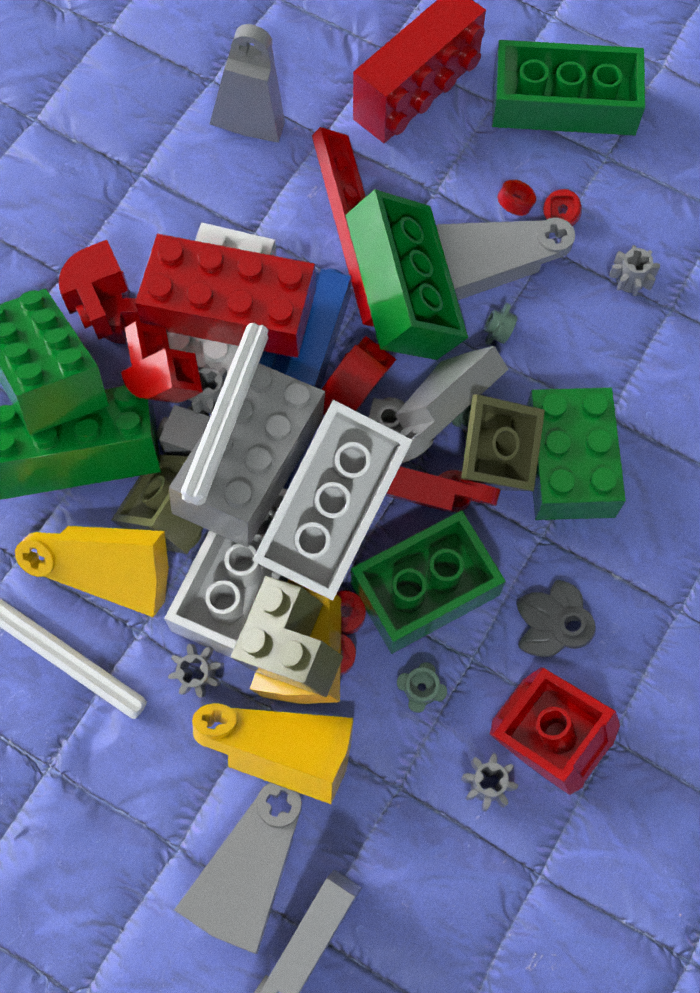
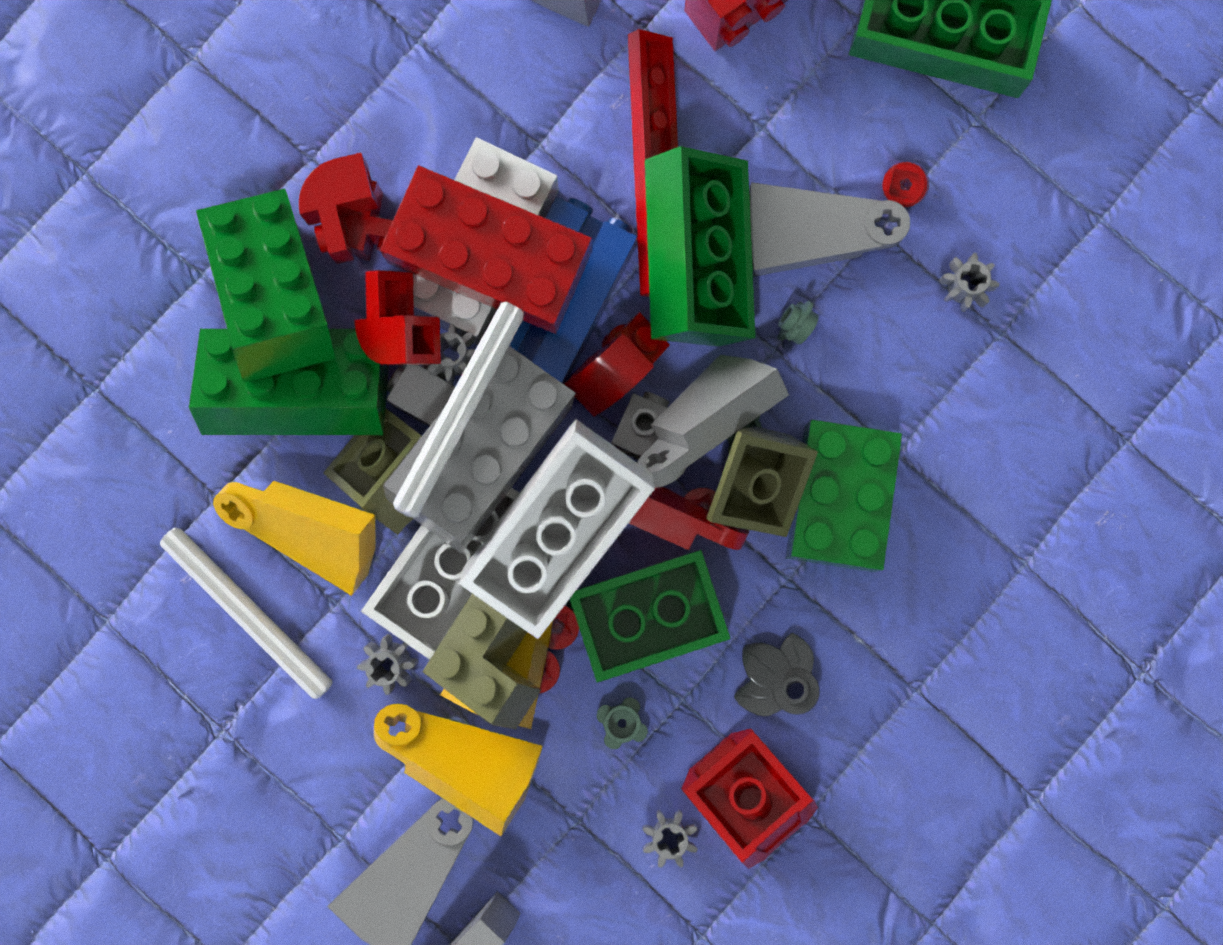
camera: 10 degrees right, 15 degrees up
(516, 197) = (855, 159): red tile -> none

